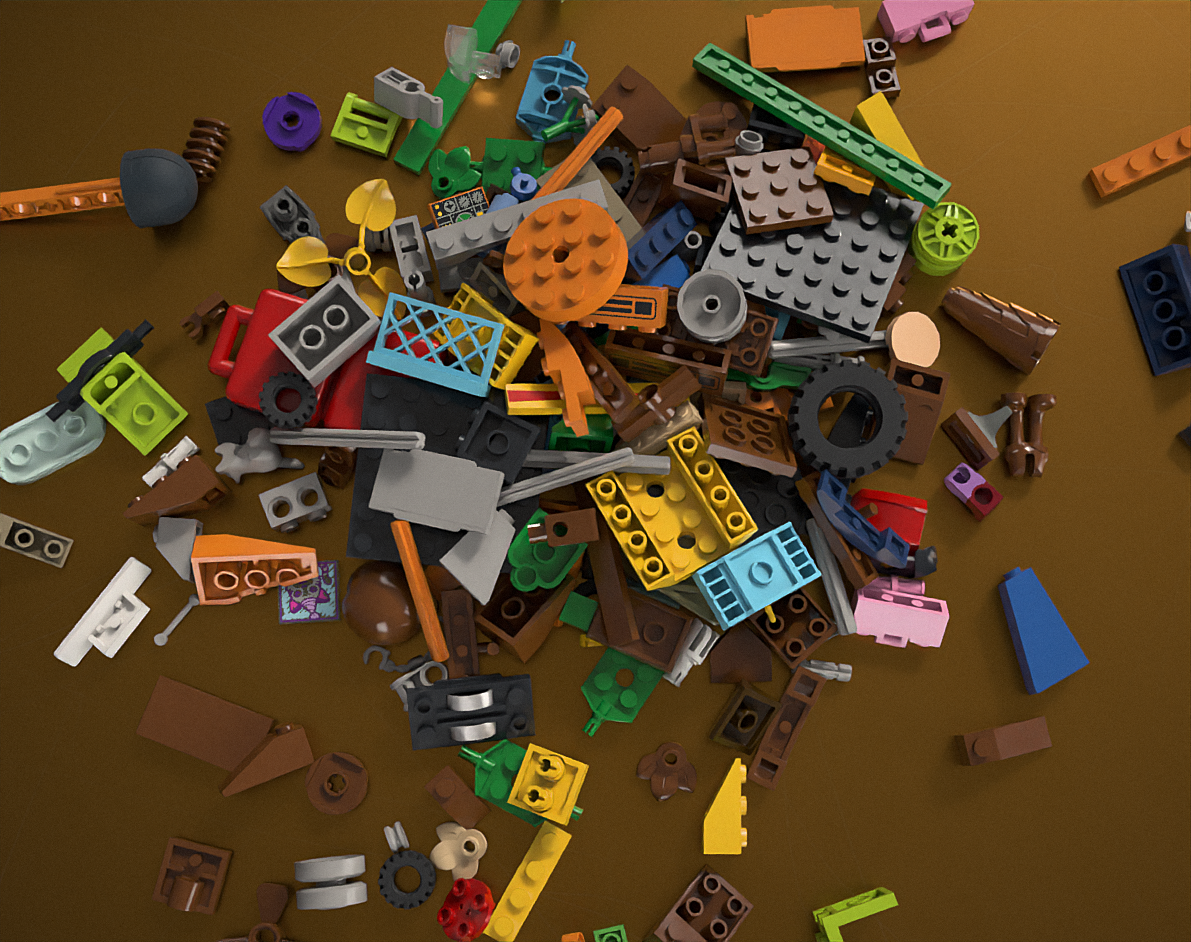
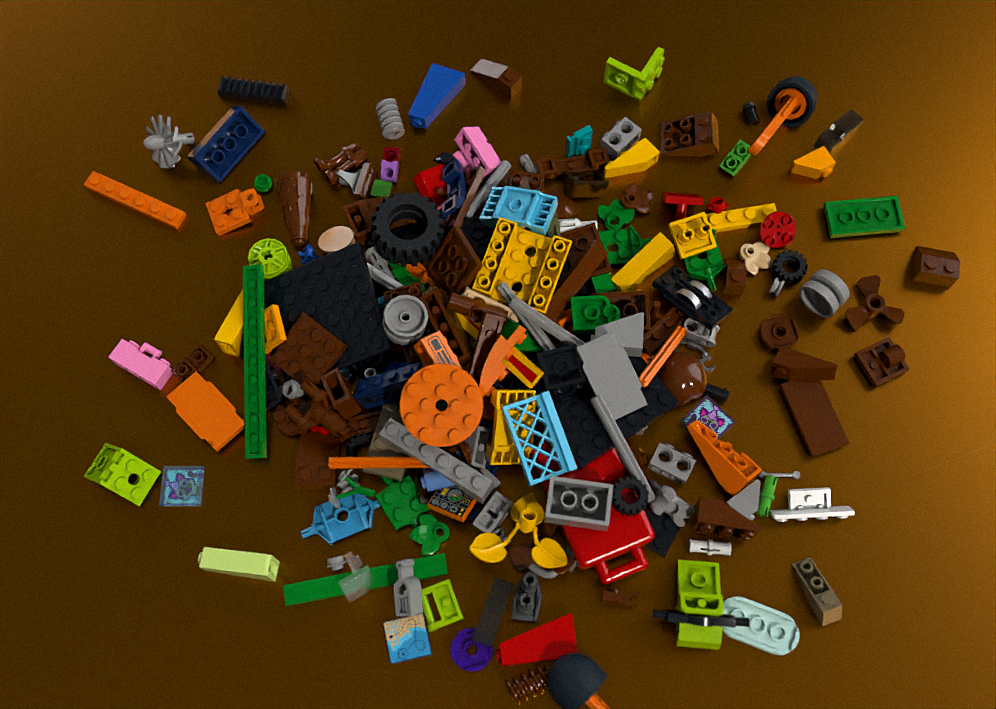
camera: 125 degrees left, 10 degrees down
(166, 579) = (766, 495): none -> bright green pin
(232, 193) = (540, 644): none -> red slope
(307, 168) = (492, 612): none -> clear smoke slope
(331, 635) = (716, 392): none -> black pin
(358, 64) = (407, 638): none -> tile
(418, 290) = (512, 486): light grey pin -> none
(522, 185) = (409, 483): blue piece -> none
(564, 690) = (644, 263): none -> yellow slope
(576, 869) = (717, 205): none -> red plate
(581, 528) = (573, 302): reddish brown torso -> none
(610, 820) = (681, 201): none -> red tile
(669, 725) = (616, 214): none -> green plate
(763, 826) = (623, 140): none -> light grey brick
(804, 759) = (579, 142): none -> teal plate
(919, 293) = (307, 254): none -> blue piece
(946, 454) = (380, 189): none -> bright green tile
(1046, 540) = (389, 119): none -> light grey piece
(1057, 265) = (240, 206): none -> orange plate
(1074, 316) = (262, 183): none -> green plate

